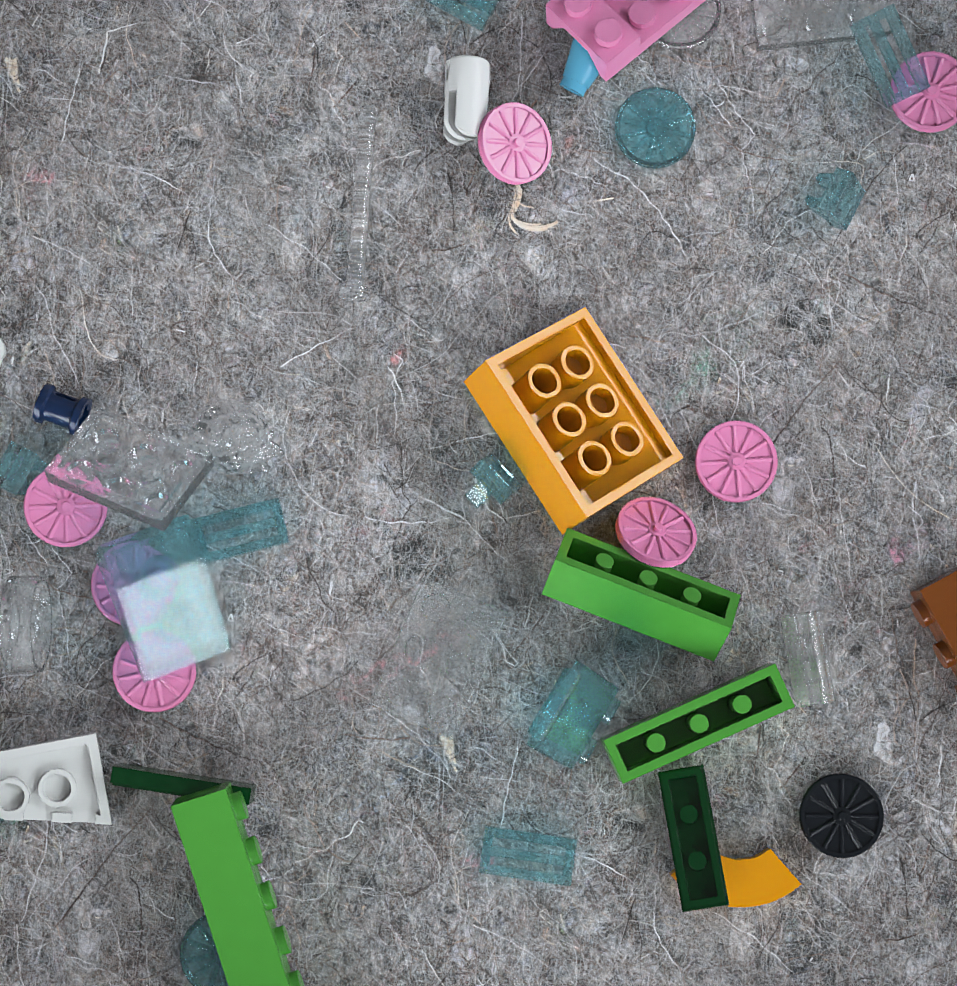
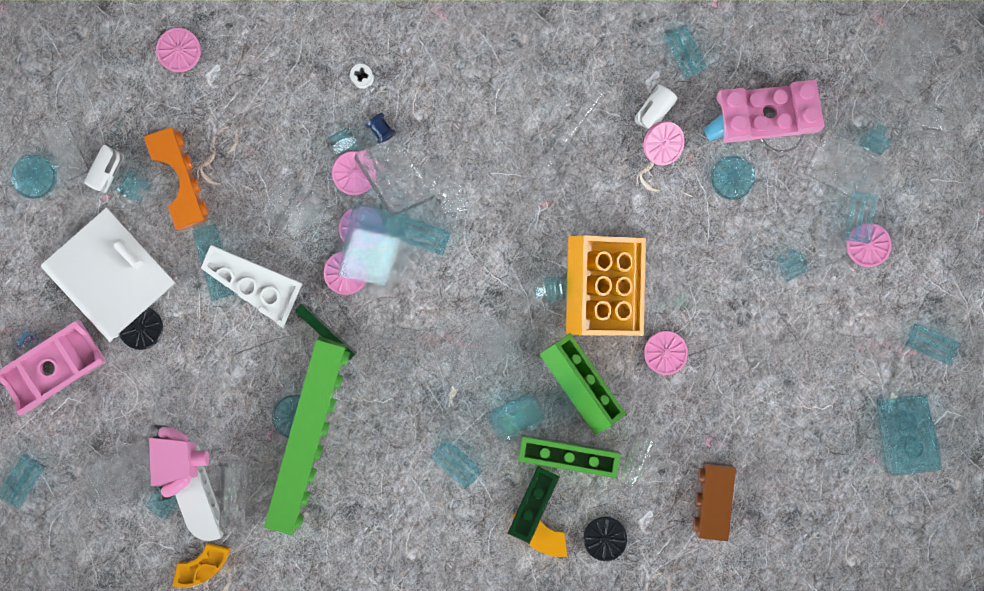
camera: 35 degrees right, 5 degrees up
(656, 532) = (608, 360): bright pink wheel -> none

